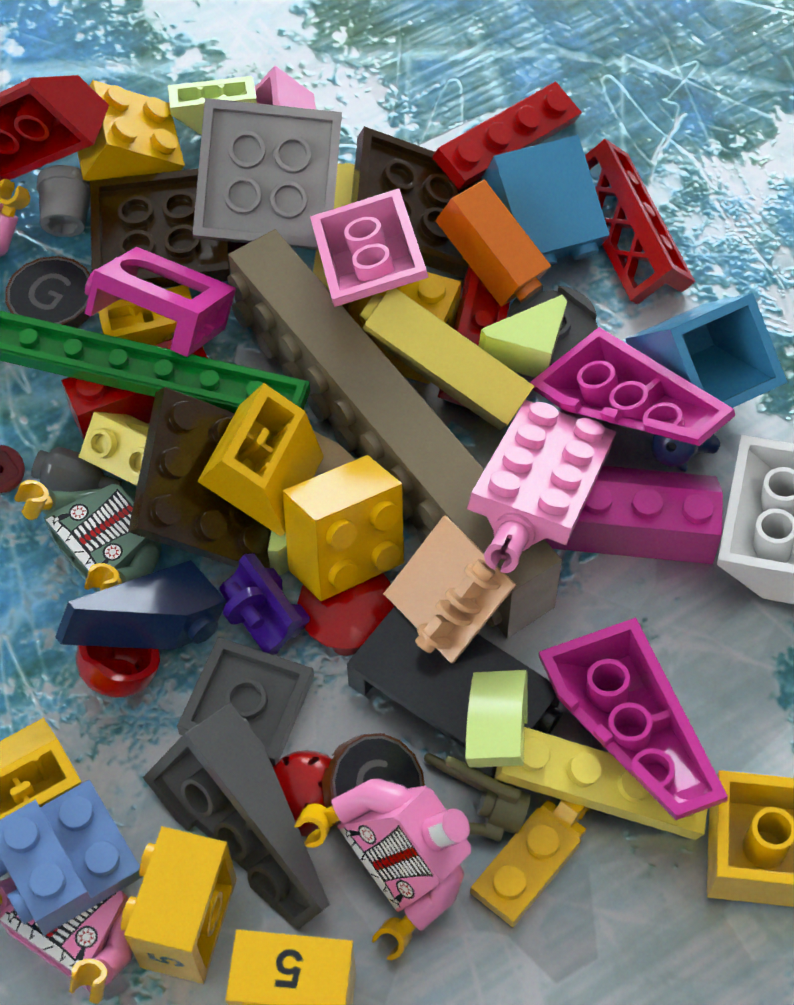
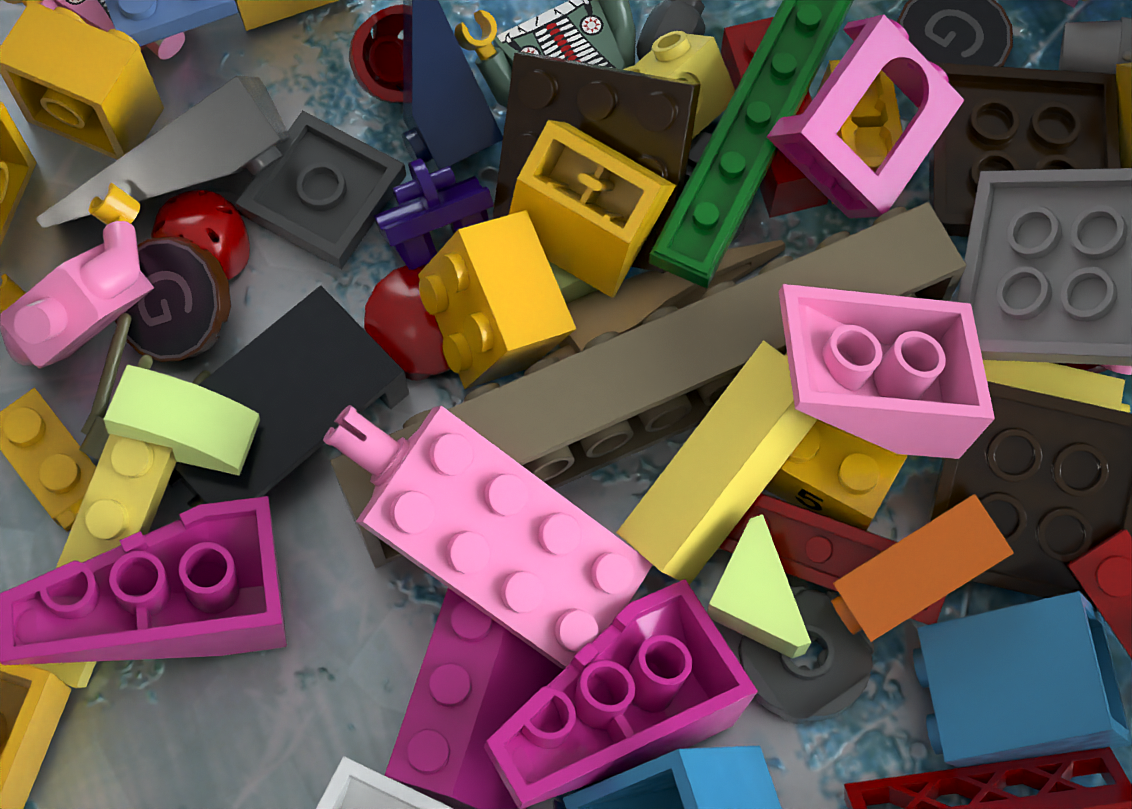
camera: 100 degrees right, 10 degrees up
(448, 590) = (381, 387): light nougat hinge -> none

